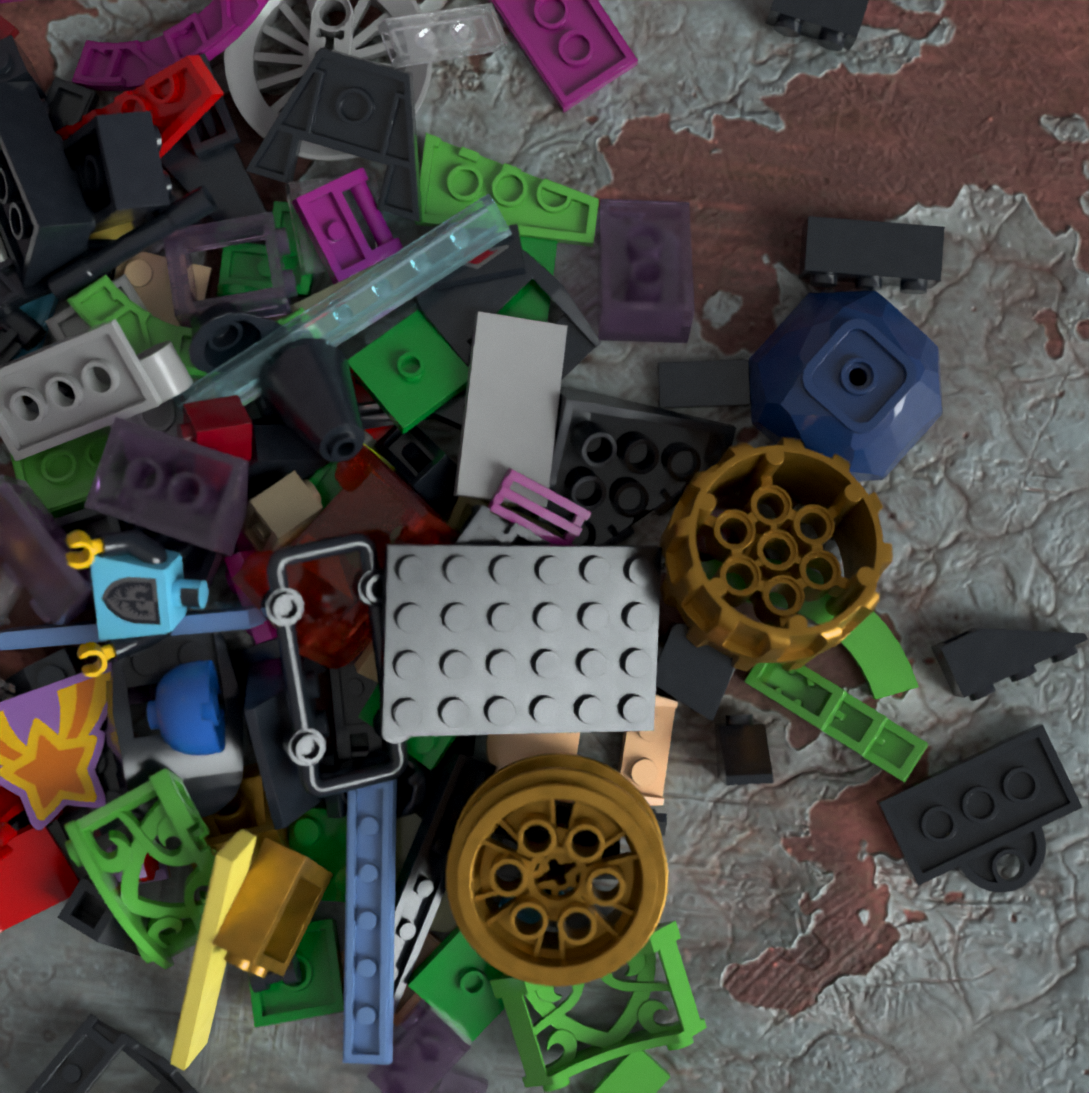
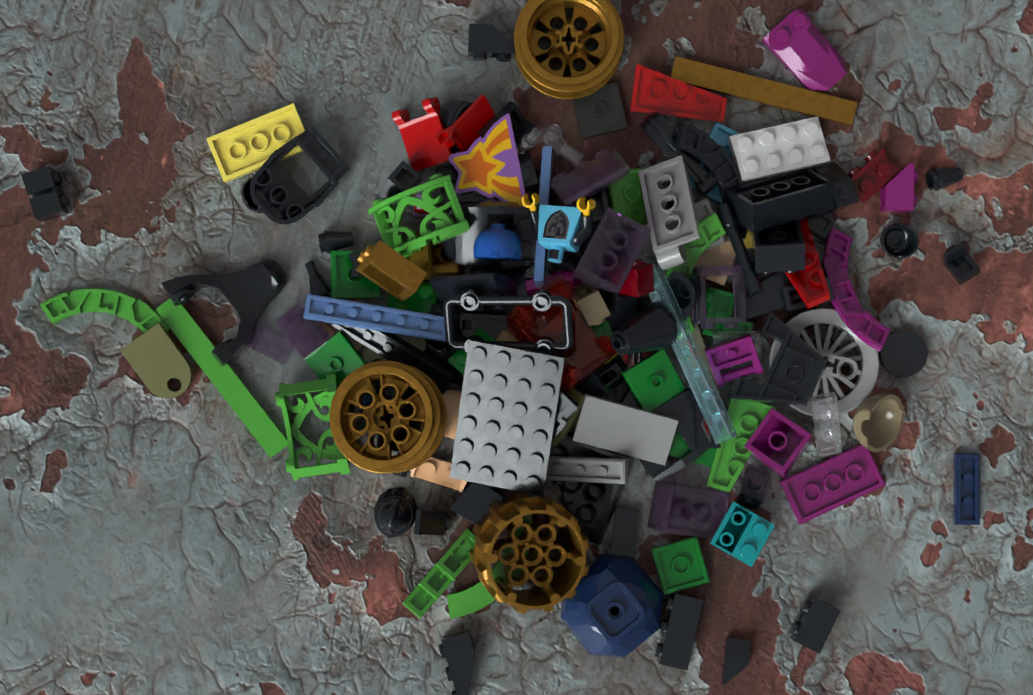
camera: 100 degrees right, 0 degrees up
(208, 964) = (373, 235): light yellow tile -> none
(236, 1021) = (334, 241): none -> black cone
(321, 1043) = (316, 282): none -> black cone
(491, 120) = (778, 442): none -> magenta slope
(572, 528) = (559, 451): magenta tile -> none
(587, 158) = (752, 489): none -> black bracket
(598, 467) = (588, 469): none -> light grey tile
(673, 161) = (742, 534): none -> teal slope
(735, 822) = (395, 512): none -> black piece
(749, 270) = (680, 565): none -> green plate
(904, 142) = (736, 658): none -> black slope
(982, 812) = (380, 641): black plate -> none

